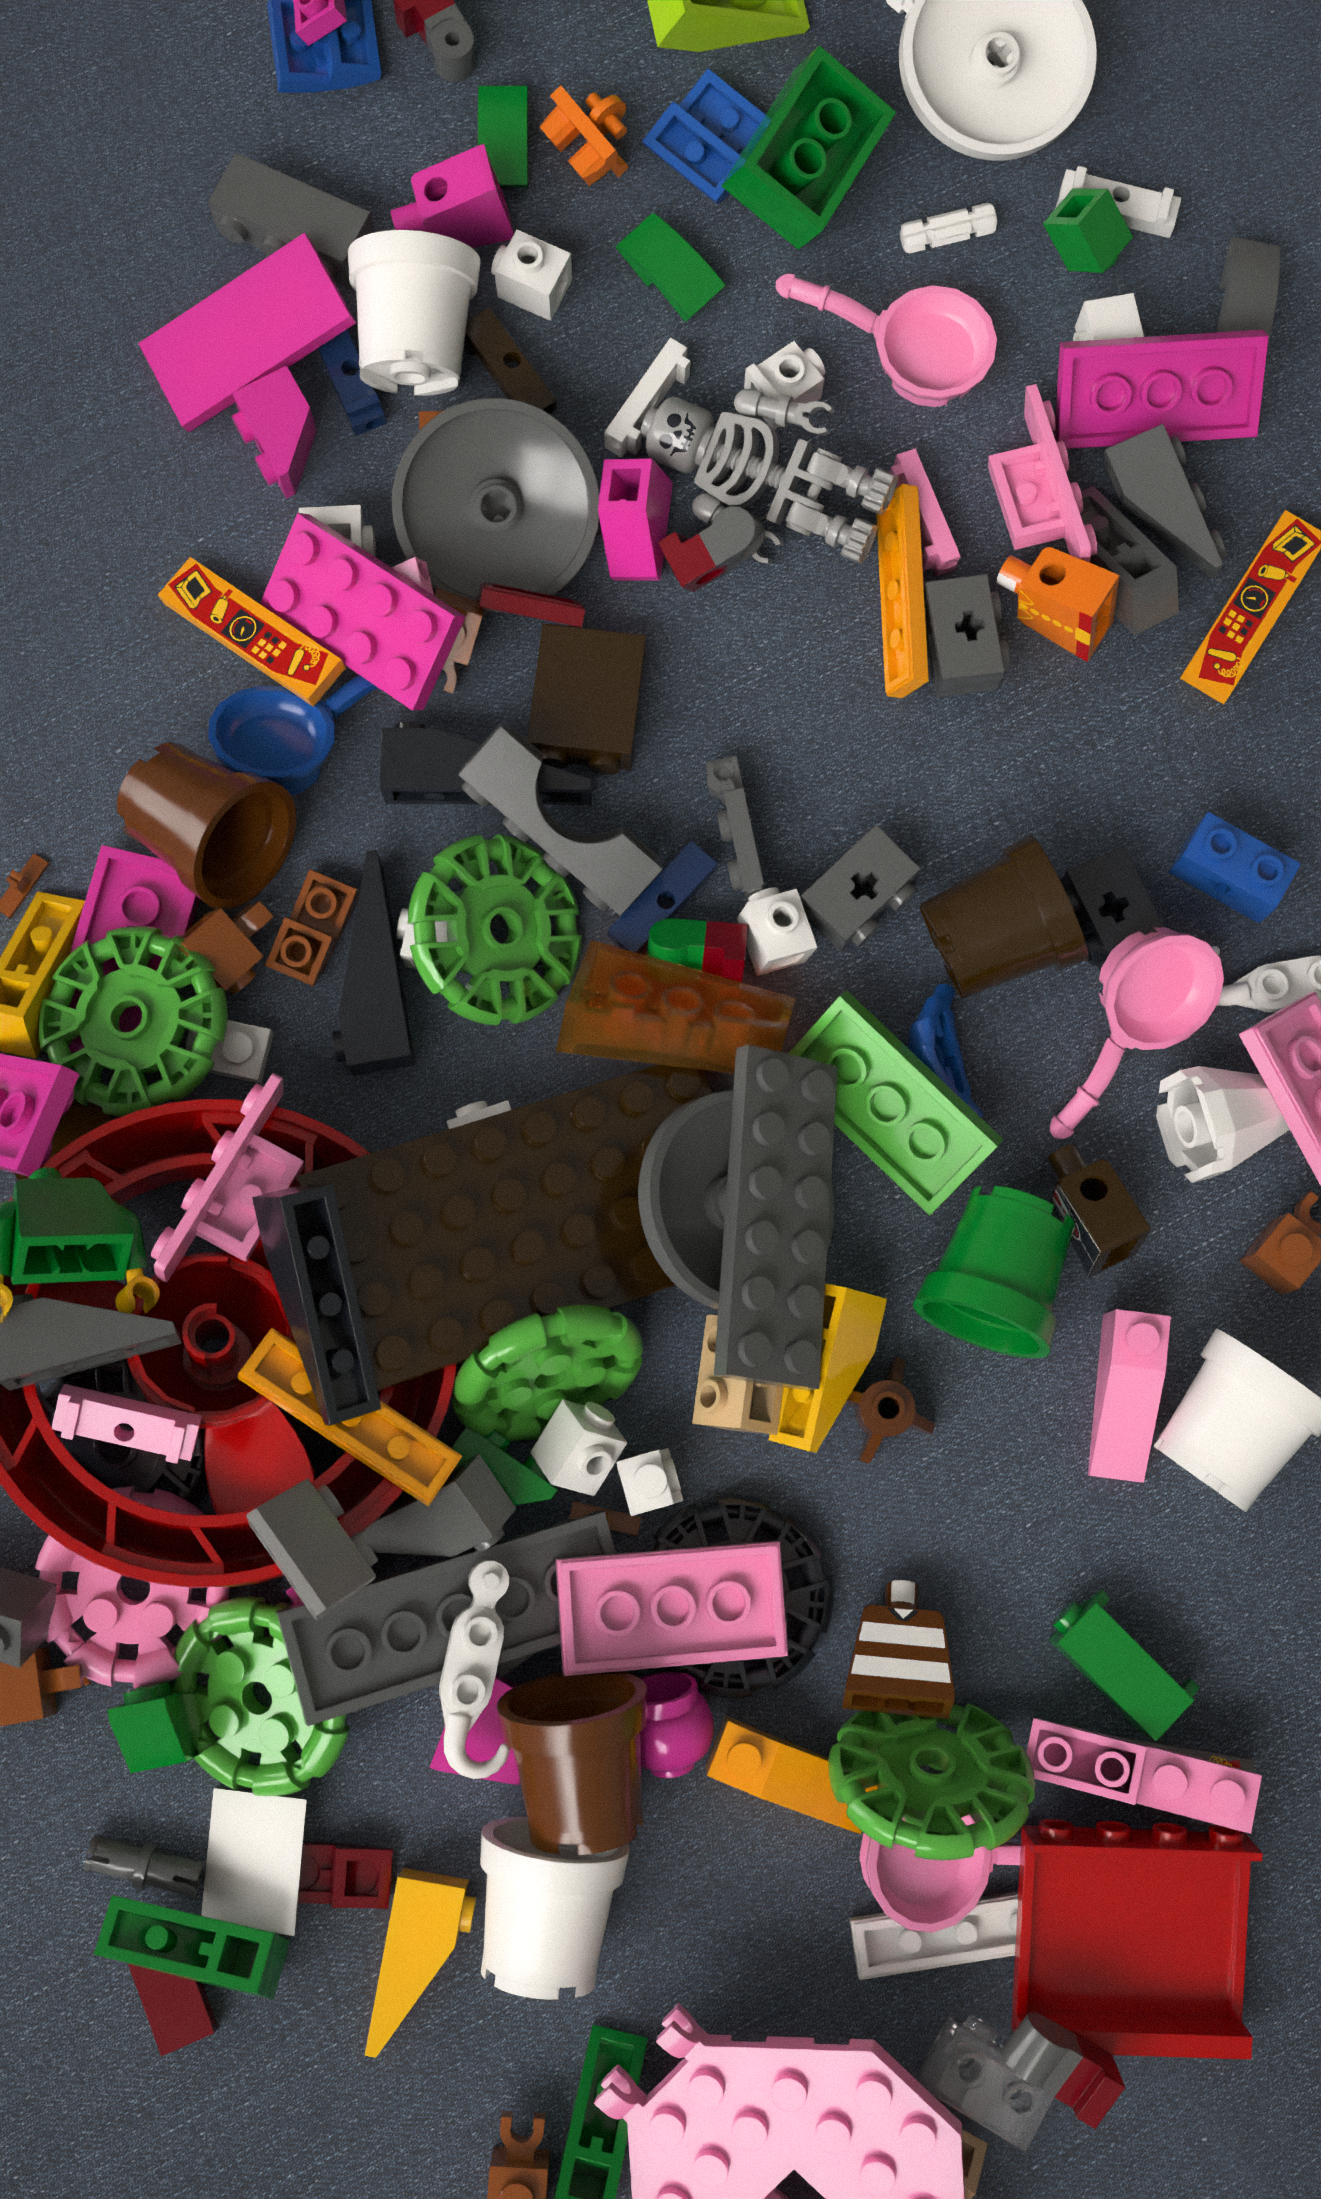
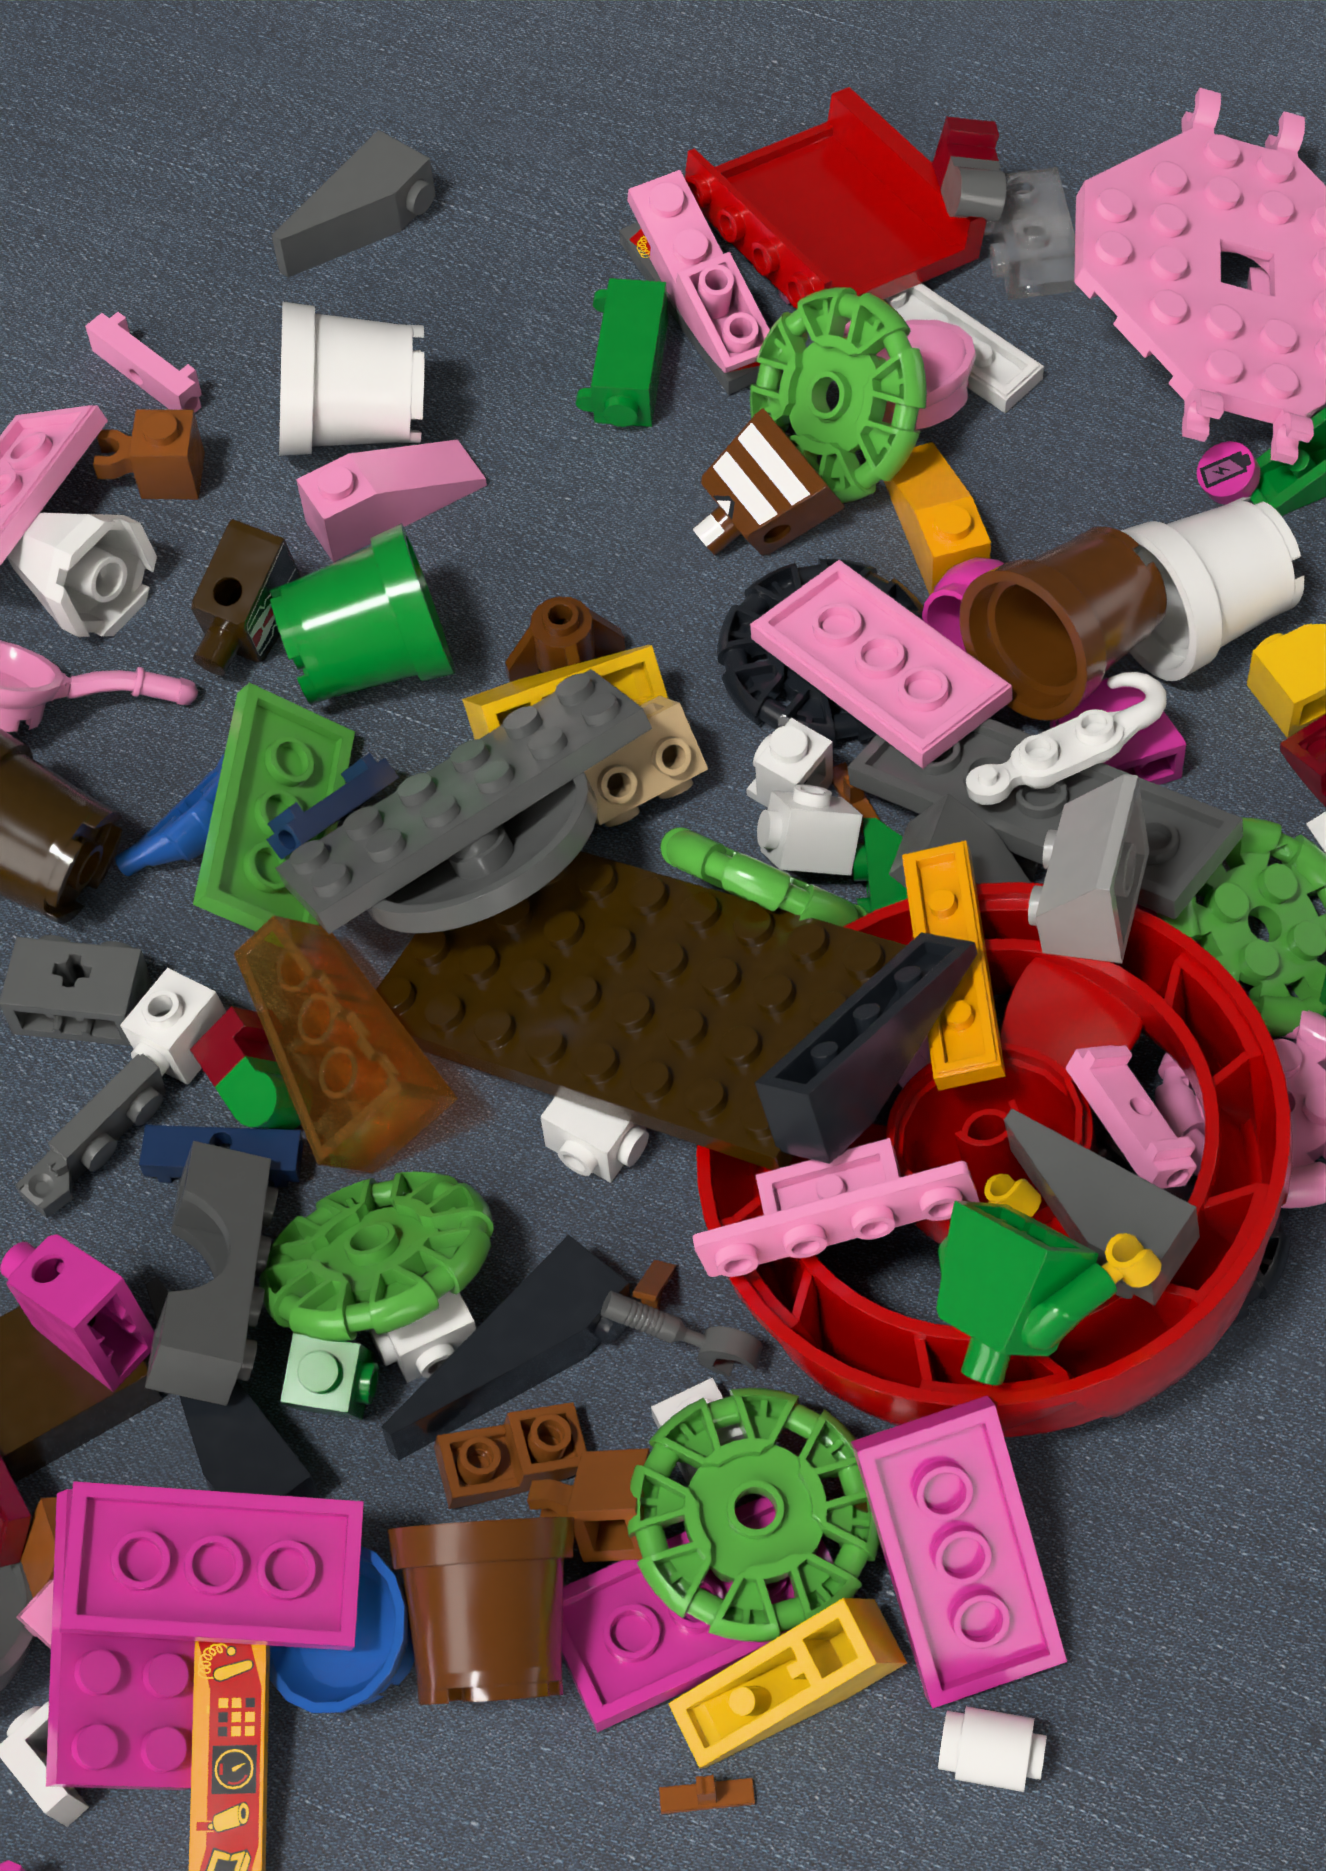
camera: 120 degrees left, 20 degrees down
(311, 1061) = (718, 1344): none -> dark grey piece
(339, 668) = (212, 1566): none -> dark pink plate
(348, 1093) = (653, 1283): none -> dark orange piece
(429, 836) = (329, 1377): none -> brick
(589, 711) = (63, 1291): none -> dark pink torso
(640, 2028) = (1228, 472): none -> dark pink tile
(864, 1145) = (297, 827): none -> dark blue piece

